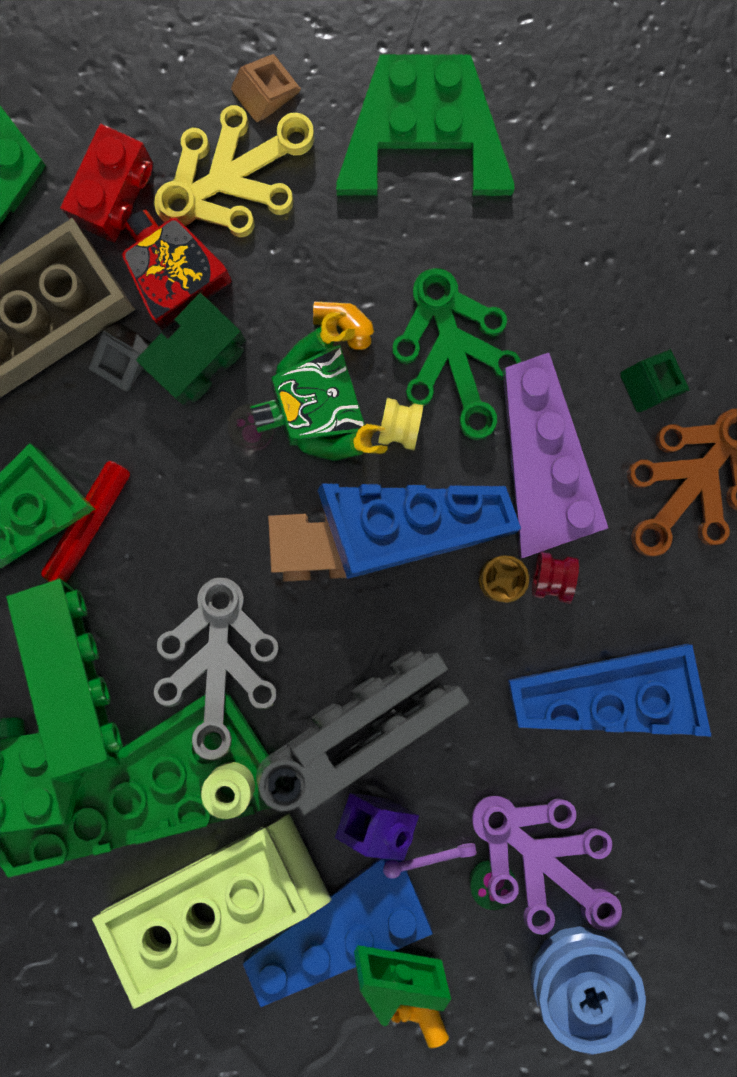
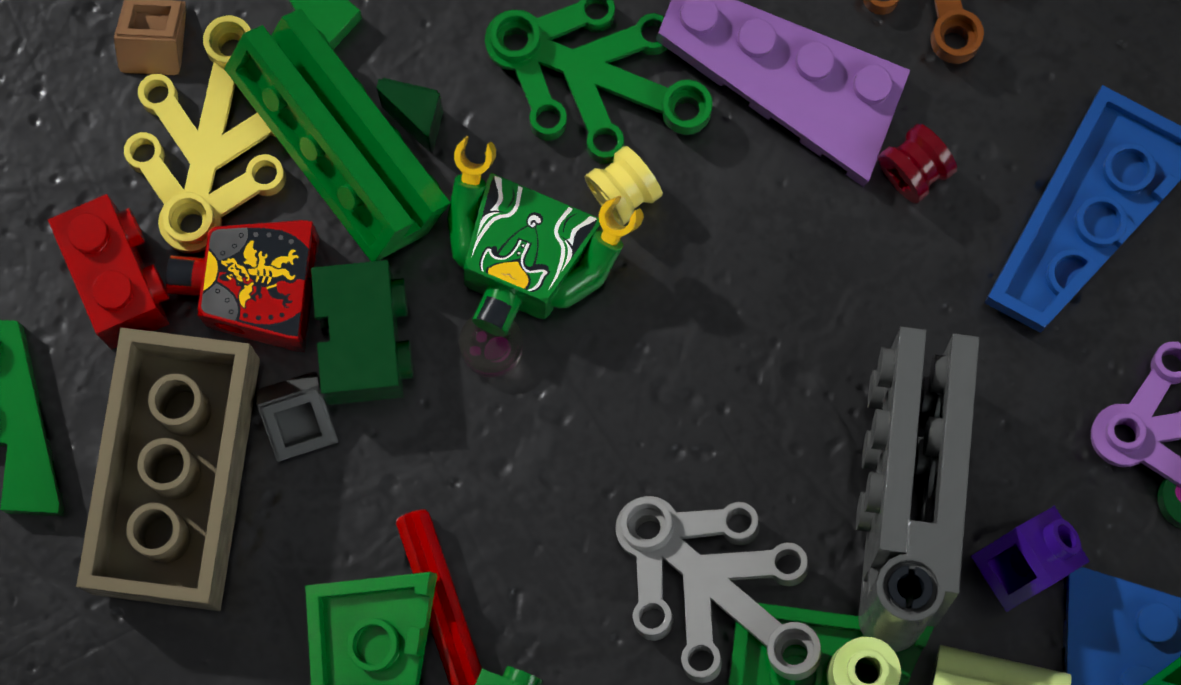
camera: 50 degrees left, 10 degrees down
(290, 239) = (336, 135): none -> green brick
(302, 548) = (688, 360): medium nougat brick -> none
(346, 272) = (414, 108): none -> dark green slope
(353, 320) = (442, 163): light orange arm -> none
(393, 868) = (1090, 582): medium lavender hinge -> none
(403, 525) = (738, 257): blue wing -> none
(510, 577) = (878, 203): pearl gold wheel -> none

